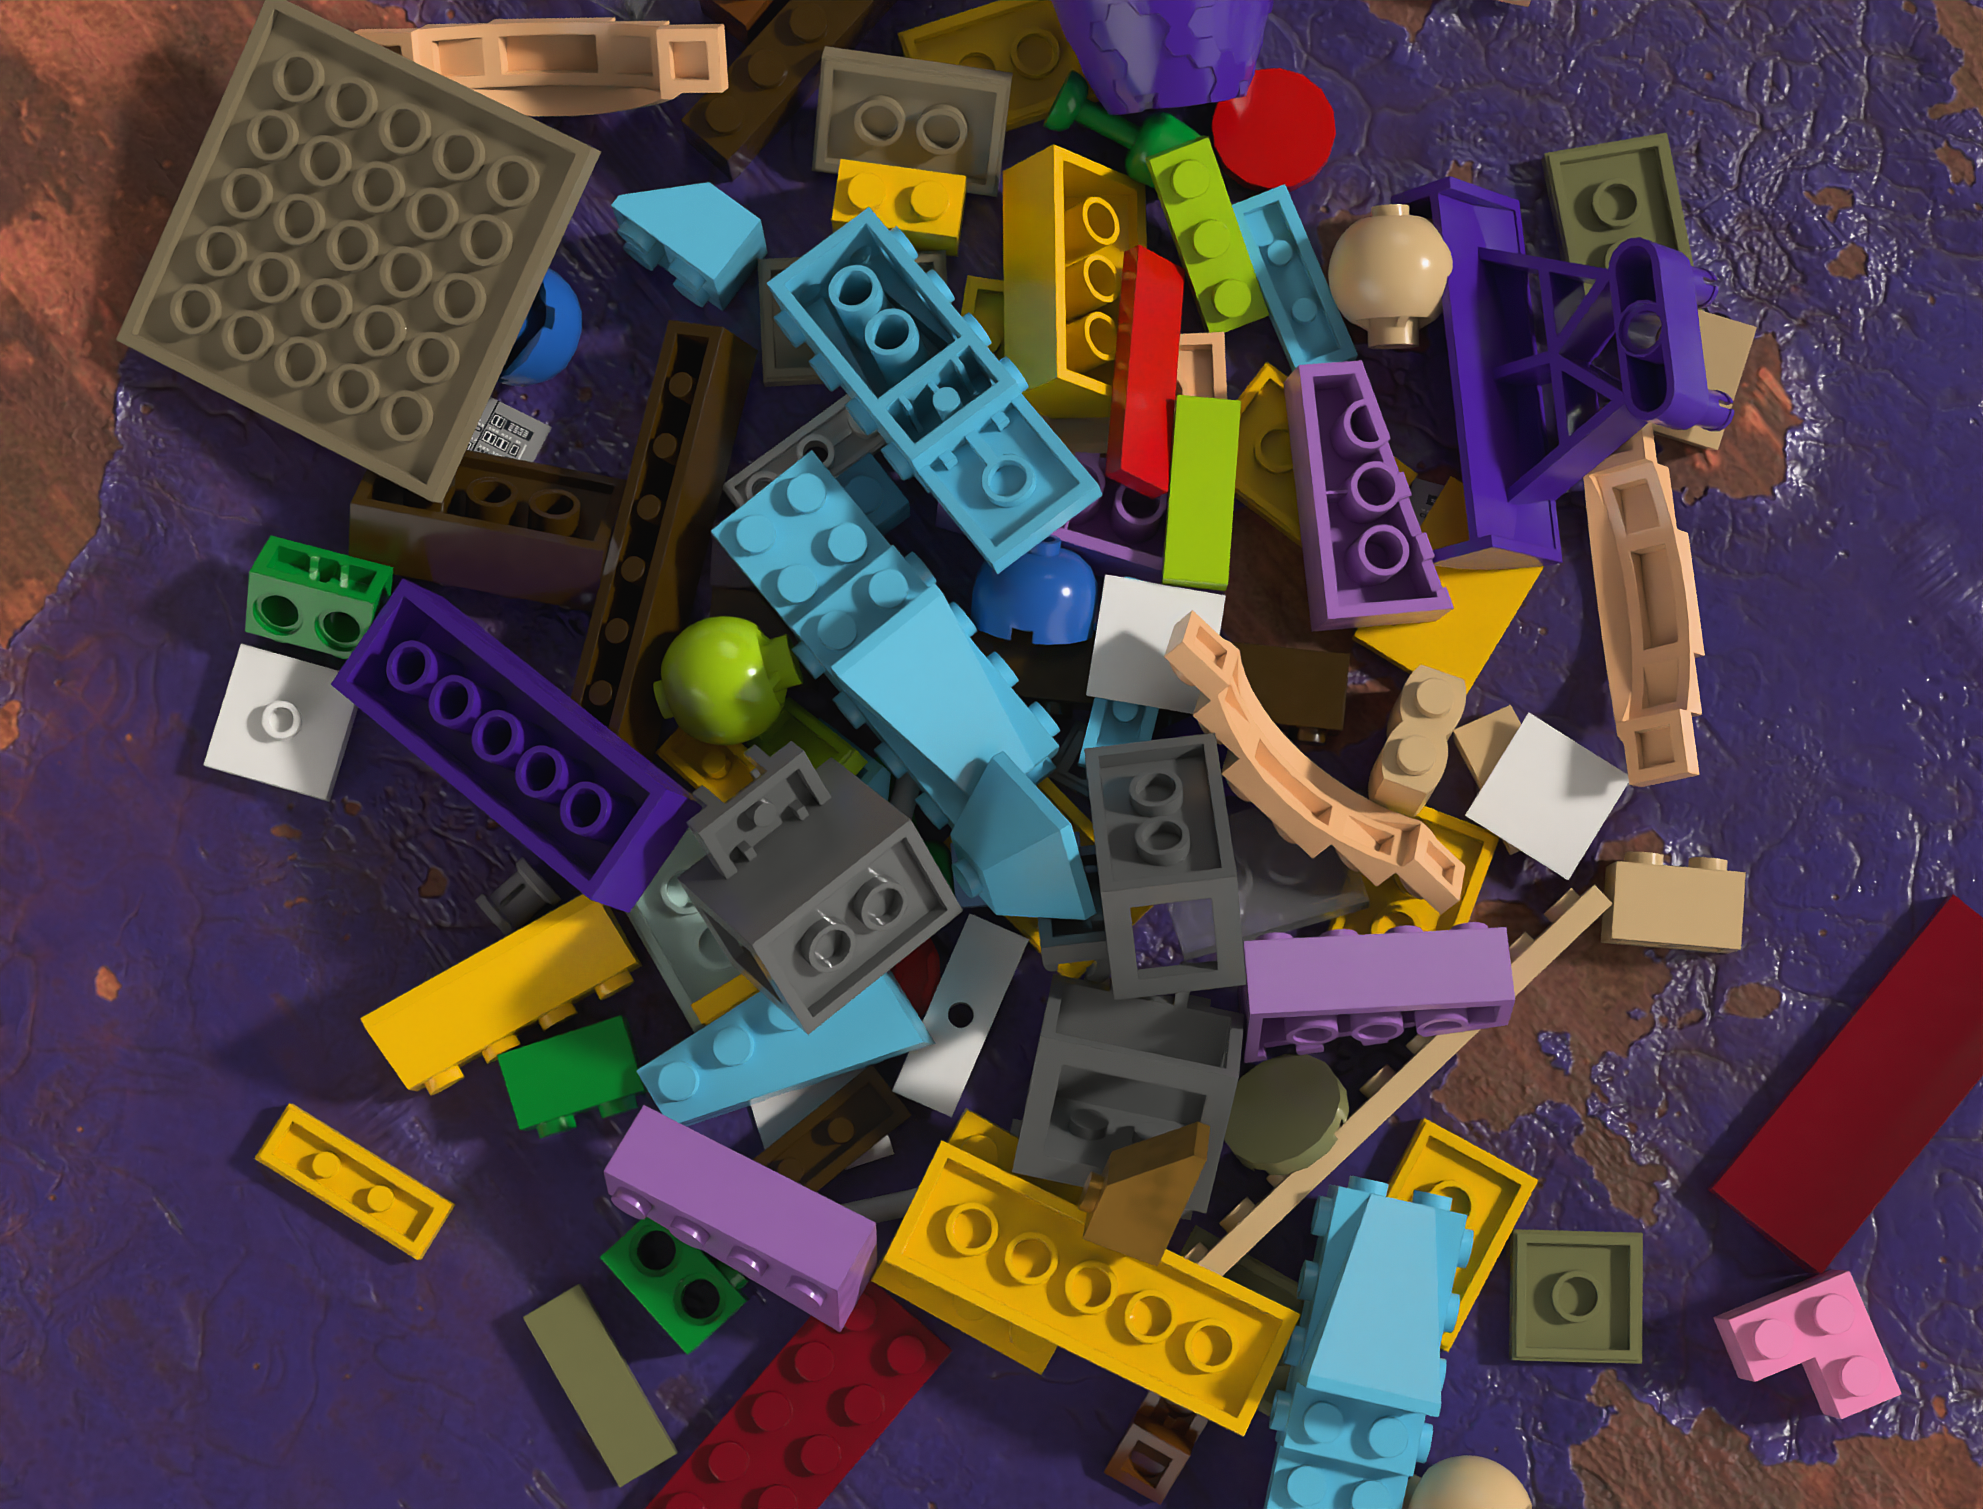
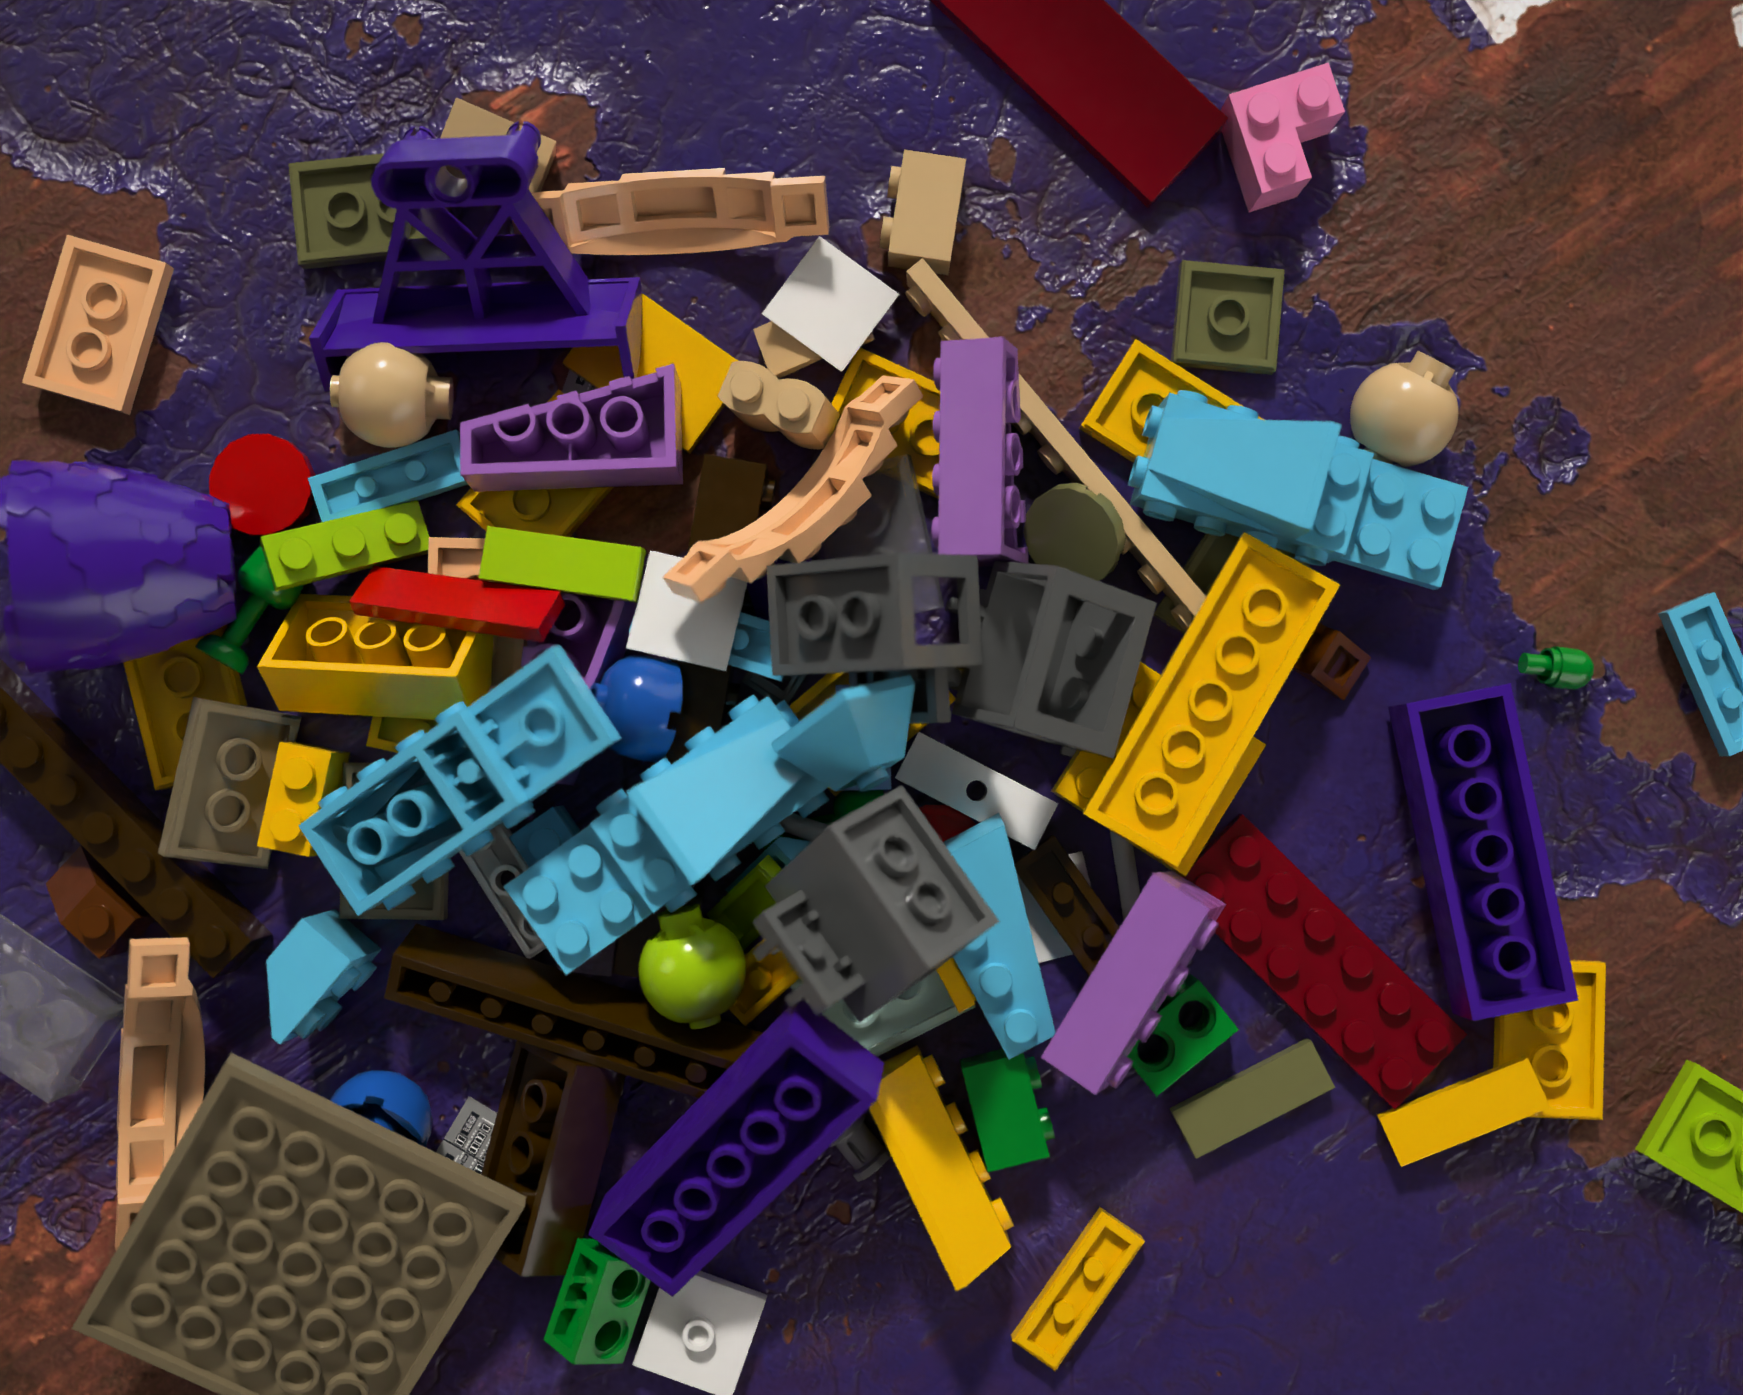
camera: 85 degrees left, 5 degrees up
(1144, 1192) = (1141, 650): pearl gold slope -> none

